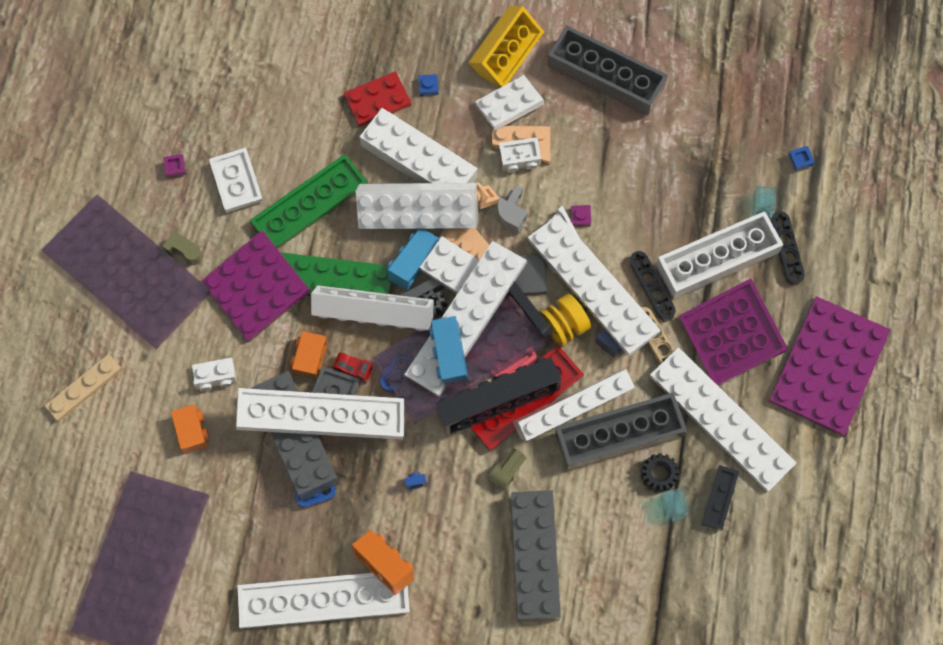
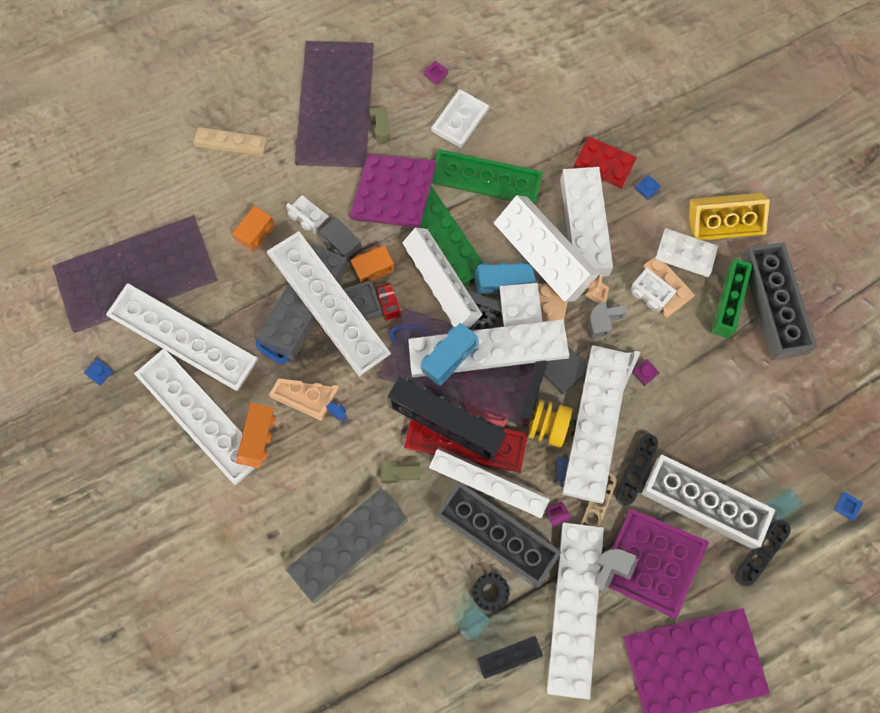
camera: 50 degrees right, 0 degrees up
(240, 562) = (182, 337): none -> white plate
(263, 363) = (340, 239): none -> dark grey brick
(382, 497) = (304, 397): none -> light nougat wing
(576, 102) = (731, 298): none -> green brick
(640, 373) = (557, 514): none -> magenta plate
(713, 358) = (615, 562): none -> light grey brick

